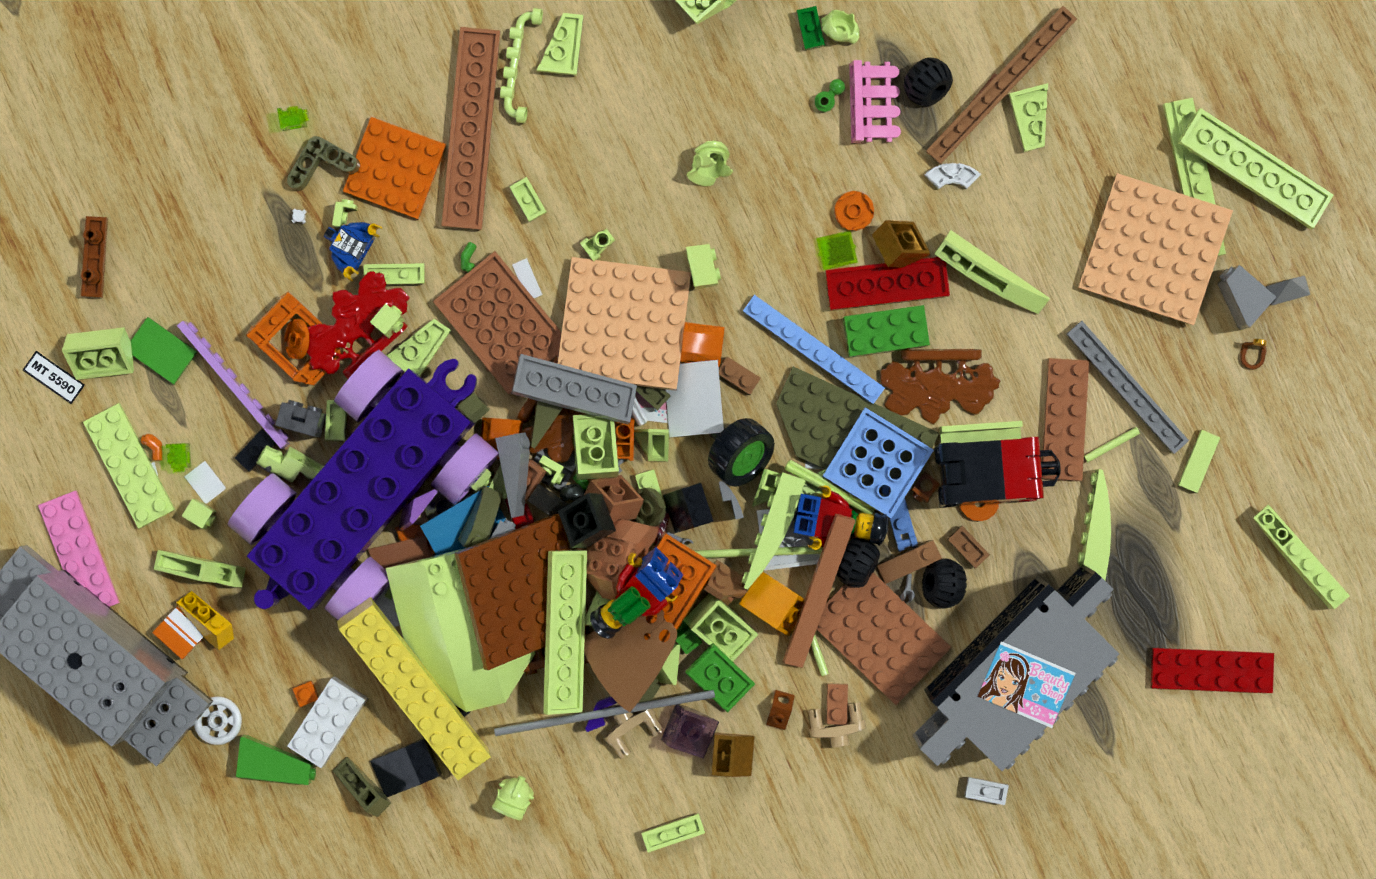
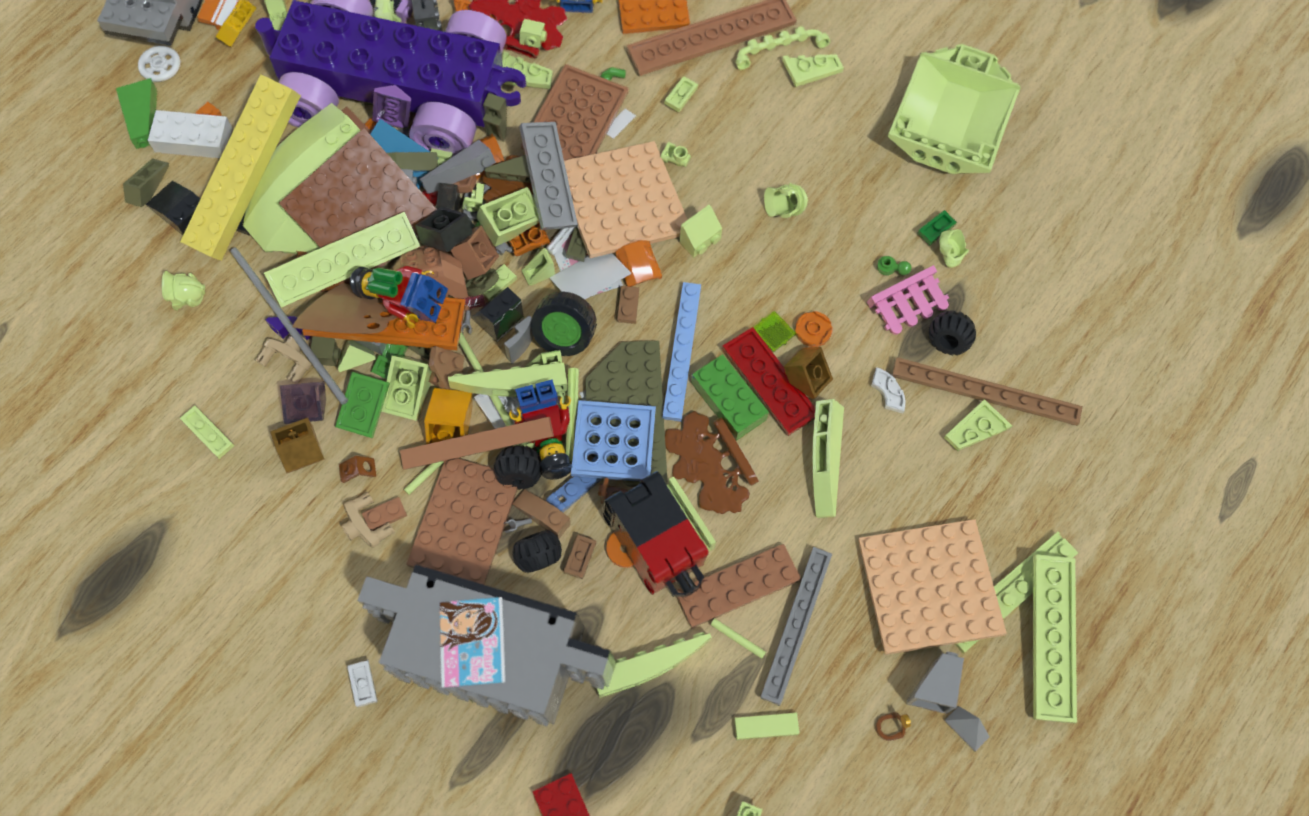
camera: 60 degrees right, 20 degrees down
(399, 273) = (574, 35): yellowish green plate -> none

